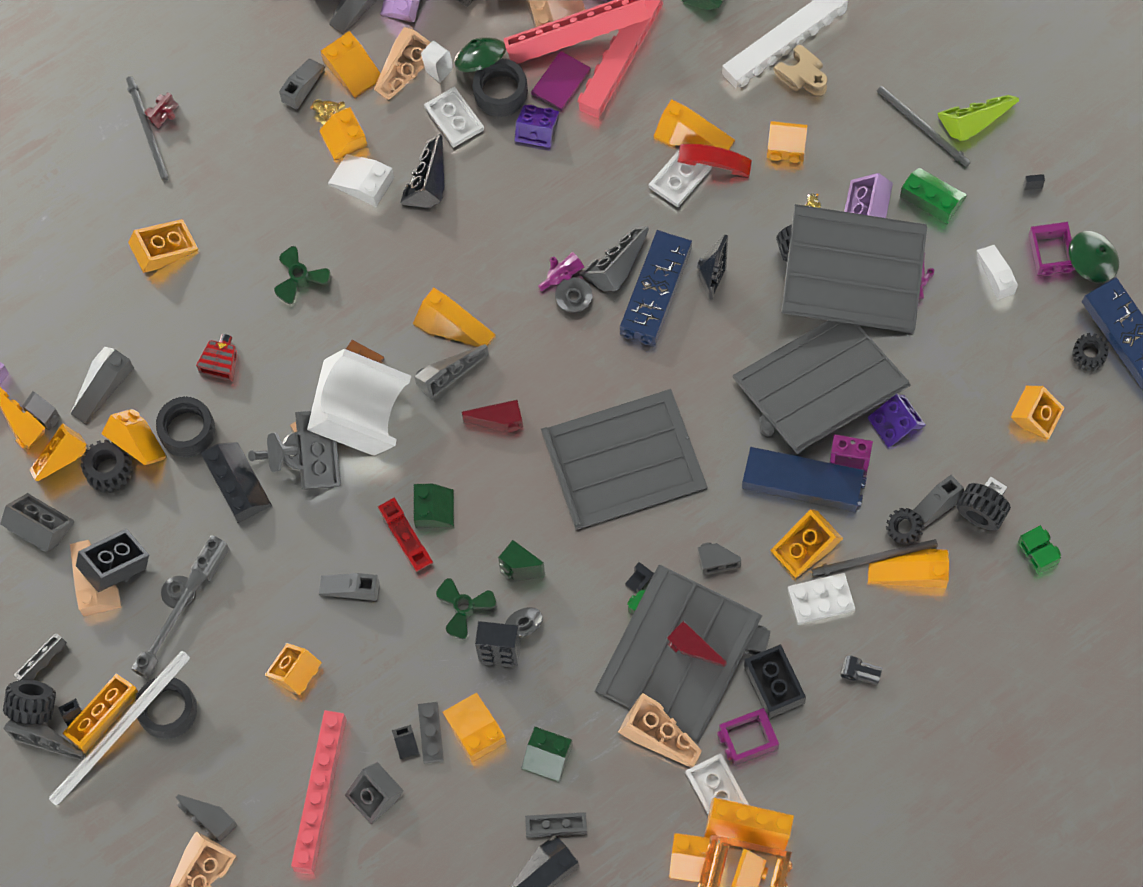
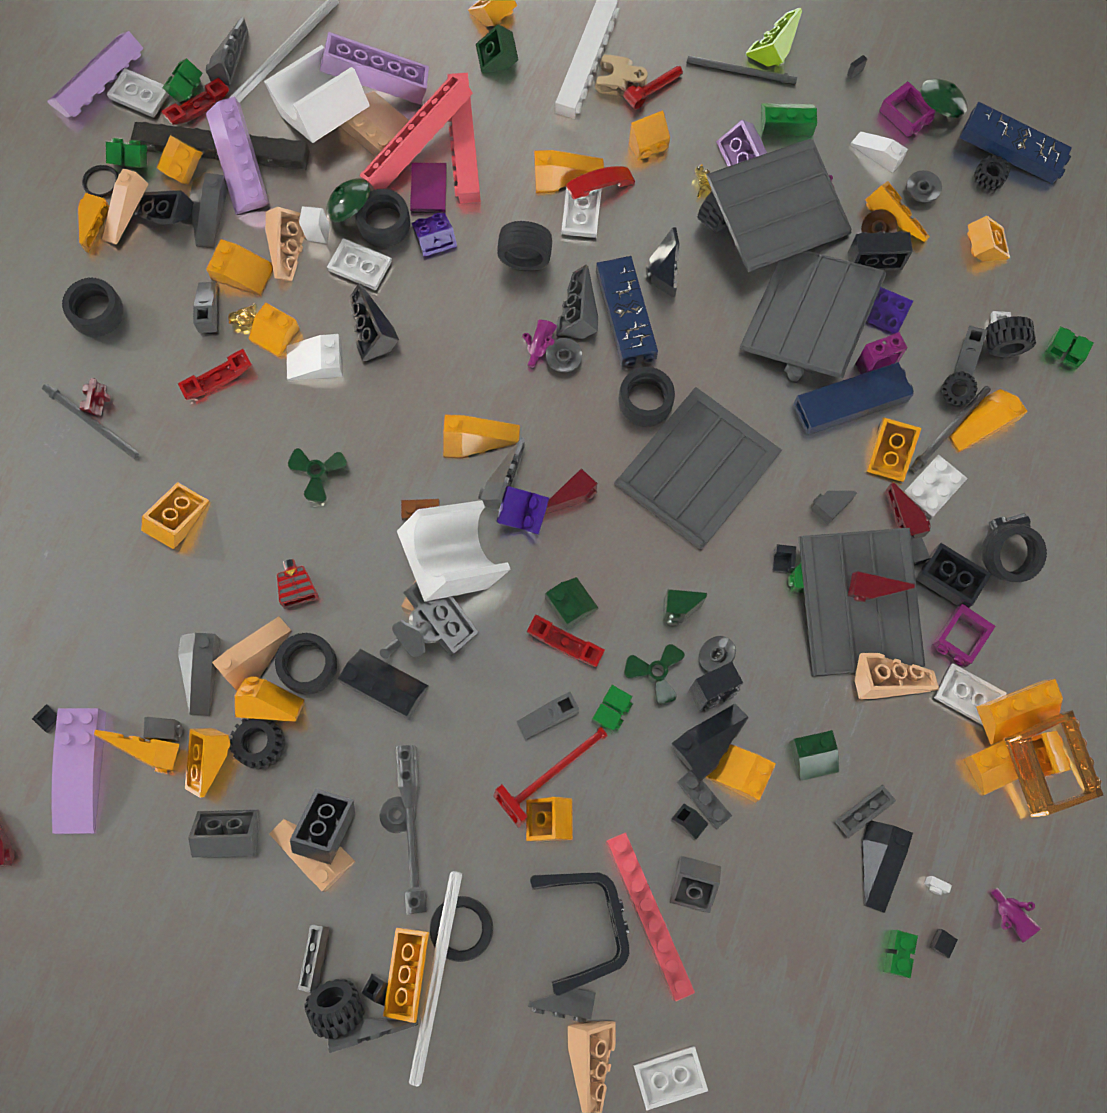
camera: 40 degrees left, 5 degrees up
(149, 394) = (253, 653): none -> light nougat wedge
(209, 13) = (81, 291): none -> black tyre
(270, 148) = (216, 377): none -> red slope
(271, 636) = (512, 804): none -> red tile
(285, 773) = (619, 926): none -> black windscreen
(396, 618) = (616, 700): none -> green piece
(442, 404) = (522, 509): none -> dark purple bracket
(461, 686) = (708, 741): none -> black wedge
(601, 179) = (524, 245): none -> black tyre
(618, 350) = (649, 376): none -> black tyre
(776, 609) = (907, 512): none -> dark red slope
(805, 98) = (637, 95): none -> red axle
(828, 713) = (1035, 556): none -> black tyre
(922, 362) = (881, 250): none -> black brick
(933, 338) = (881, 217): none -> reddish brown dish
(967, 327) = (889, 199): none -> light orange wedge
(1013, 320) = (927, 181): none -> dark grey dish

